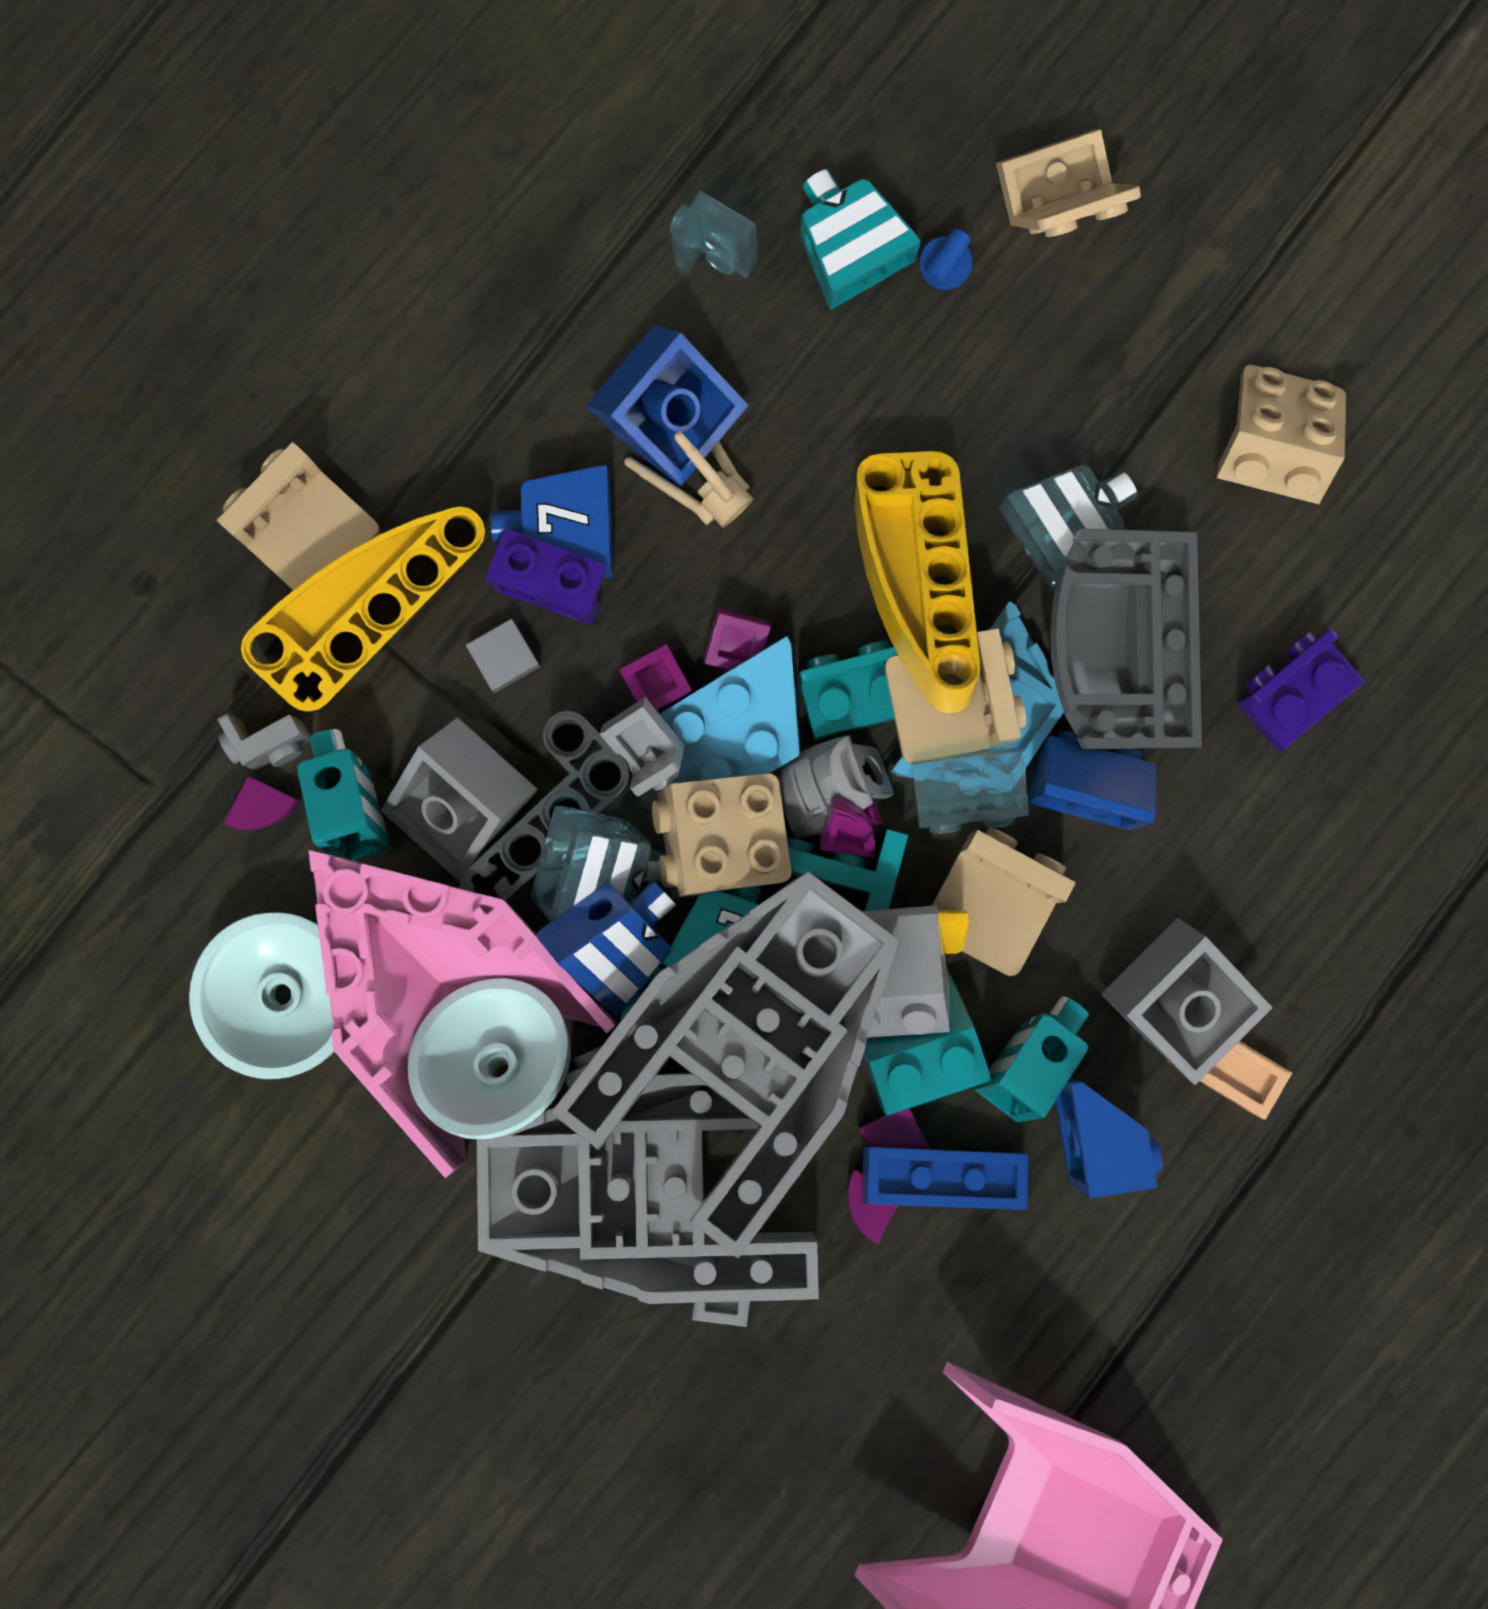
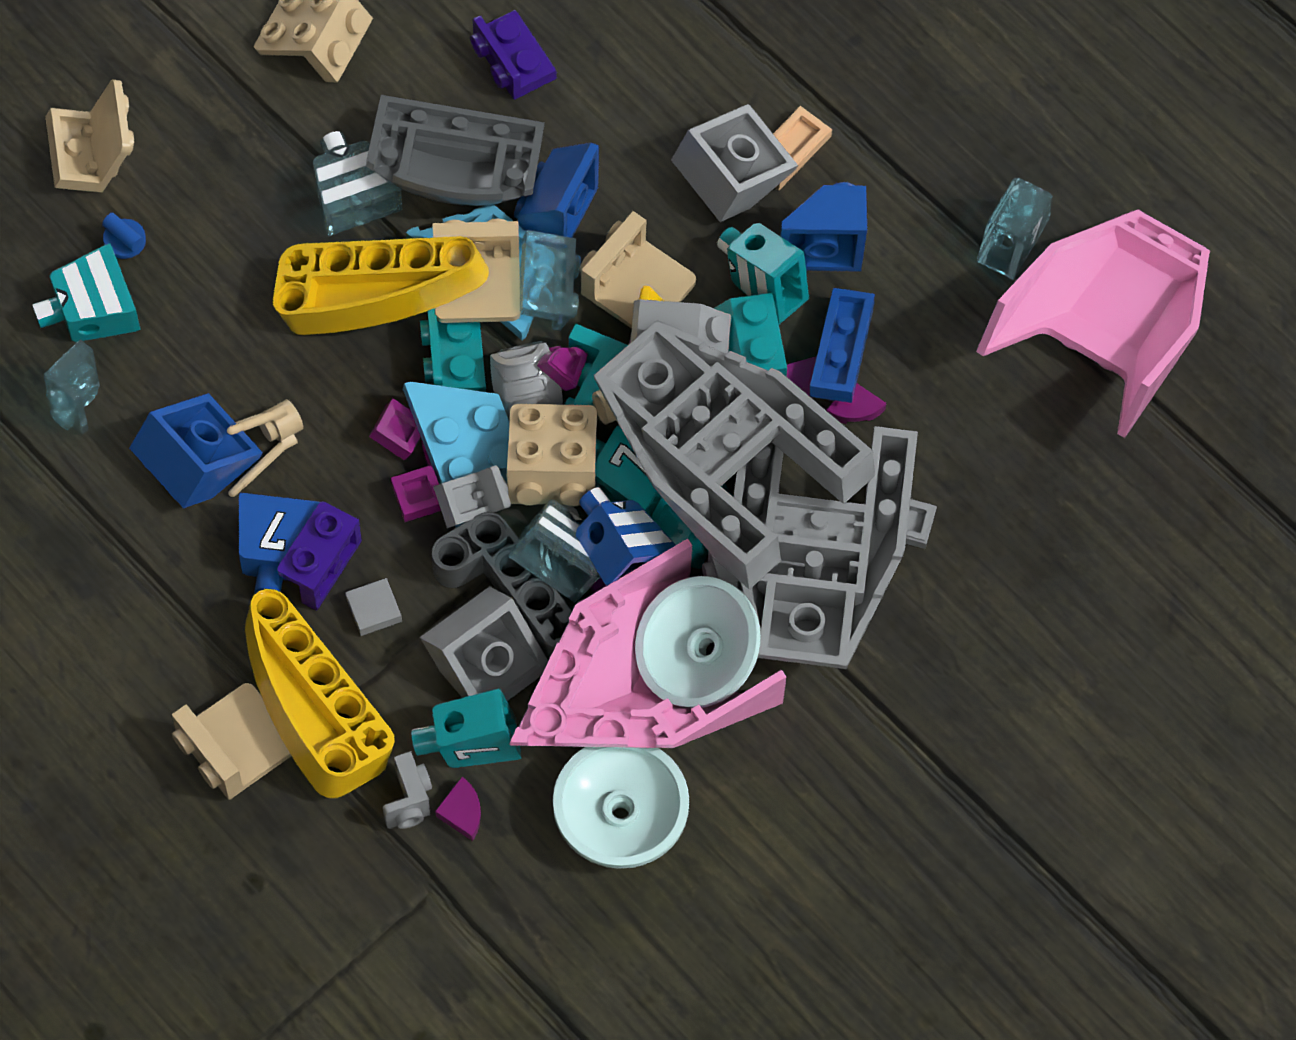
camera: 80 degrees left, 20 degrees down
(1158, 1386) = (1021, 217): none -> clear light blue torso

